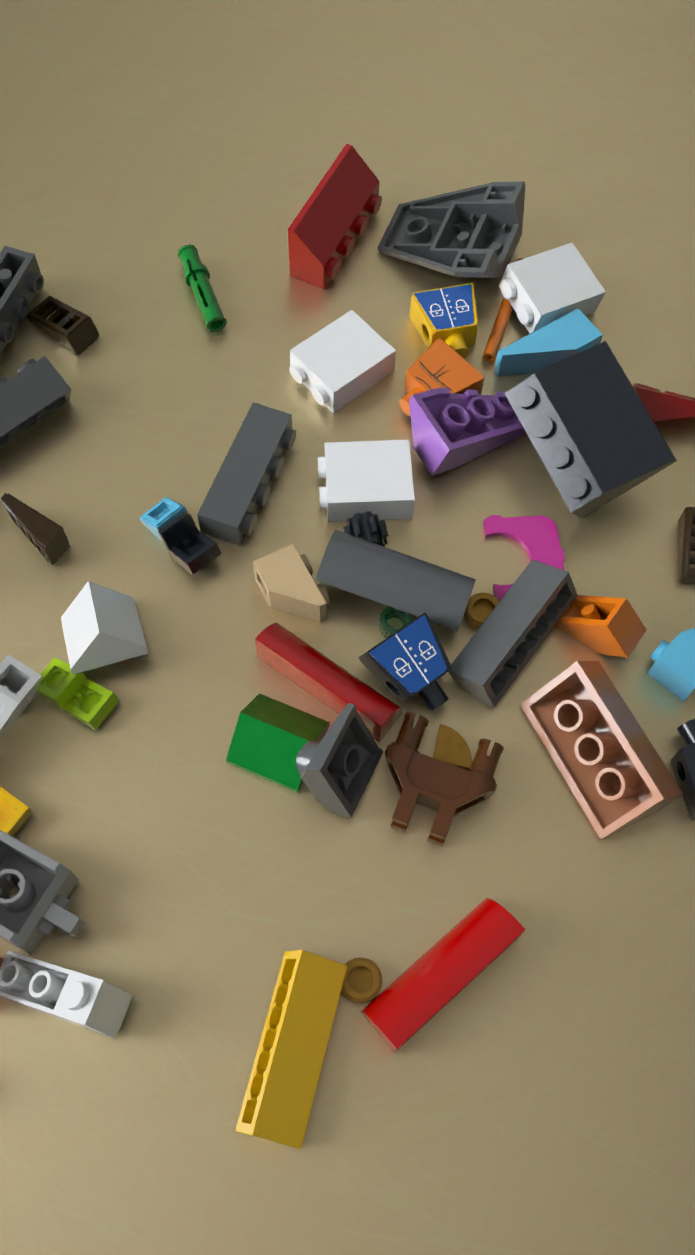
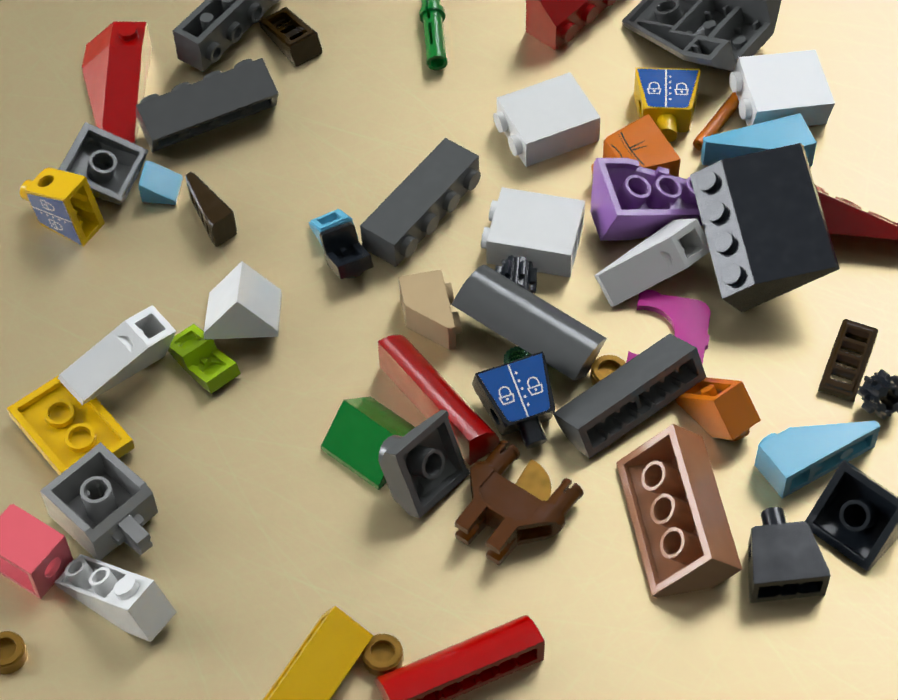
camera: 20 degrees right, 10 degrees down
(492, 485) = (653, 260): none -> white slope

